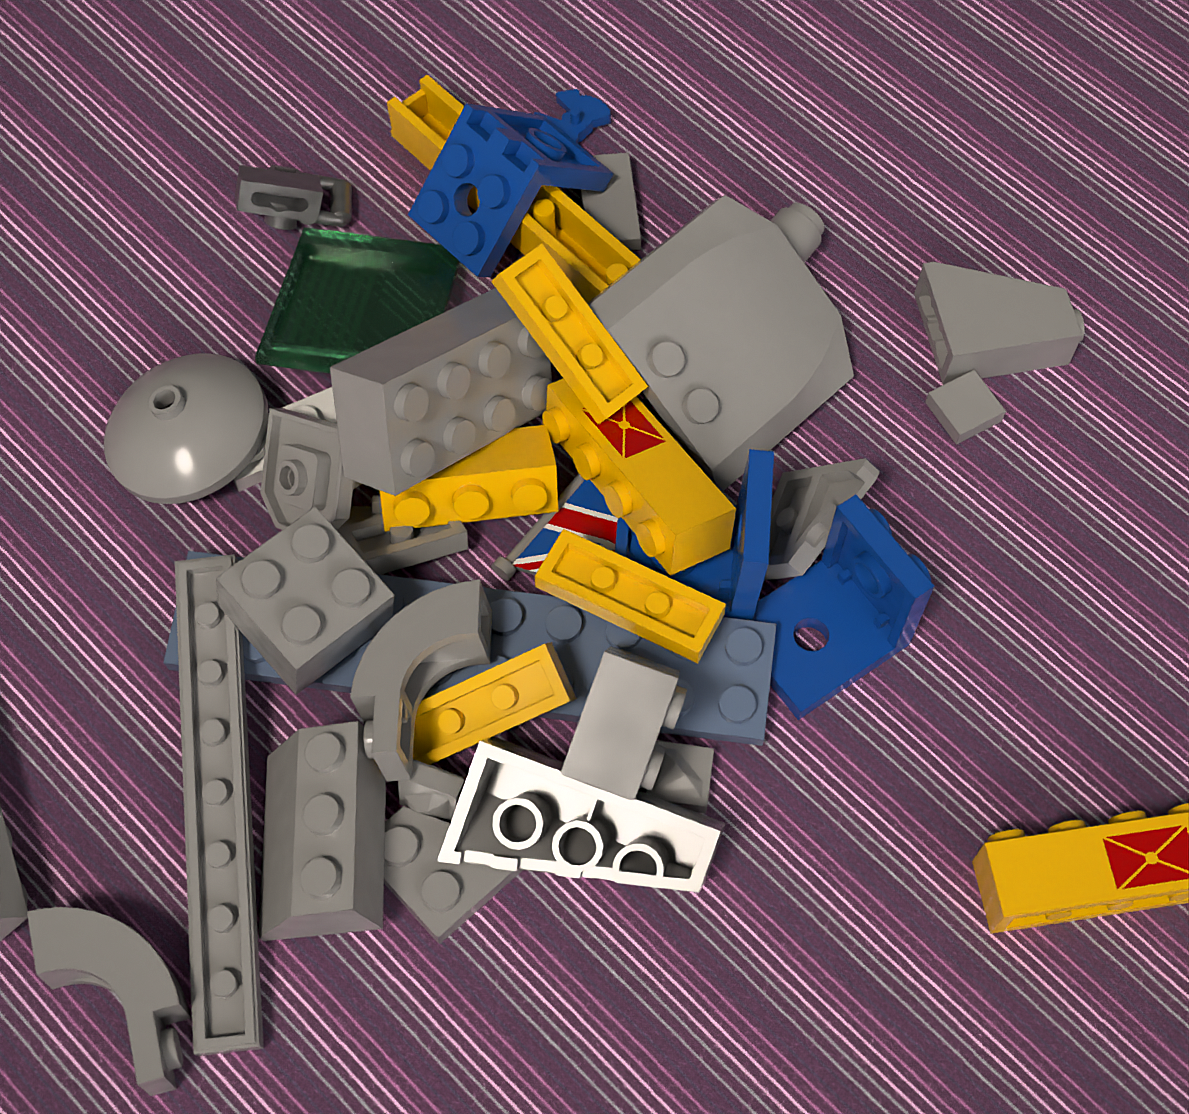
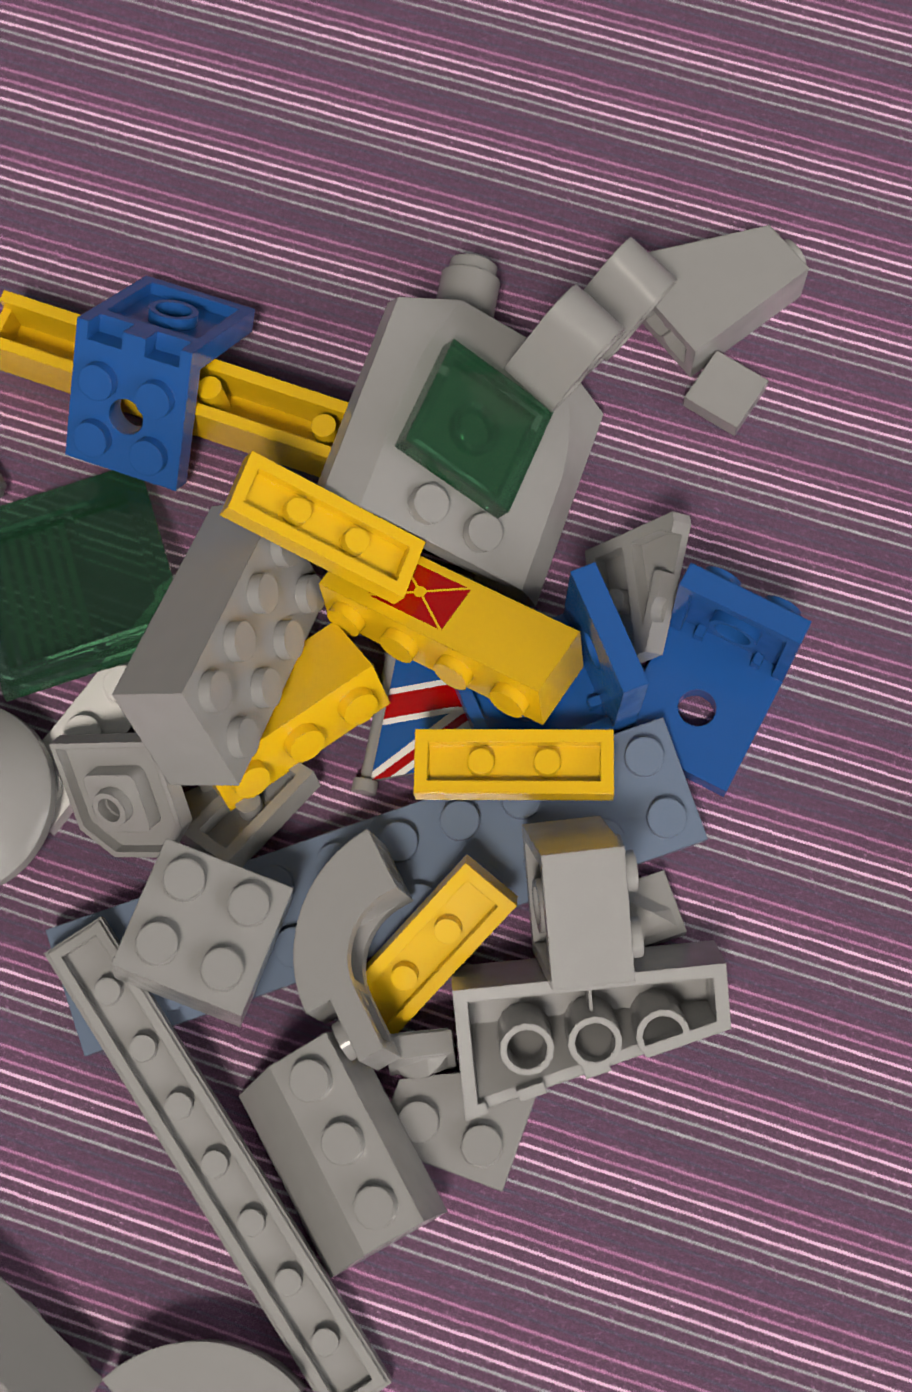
camera: 20 degrees left, 10 degrees up
(582, 114) = (183, 252): blue piece -> none
(617, 204) = (272, 344): light grey tile -> none
(734, 320) = (474, 429): none -> clear green tile
(858, 295) = (590, 324): none -> light grey beam

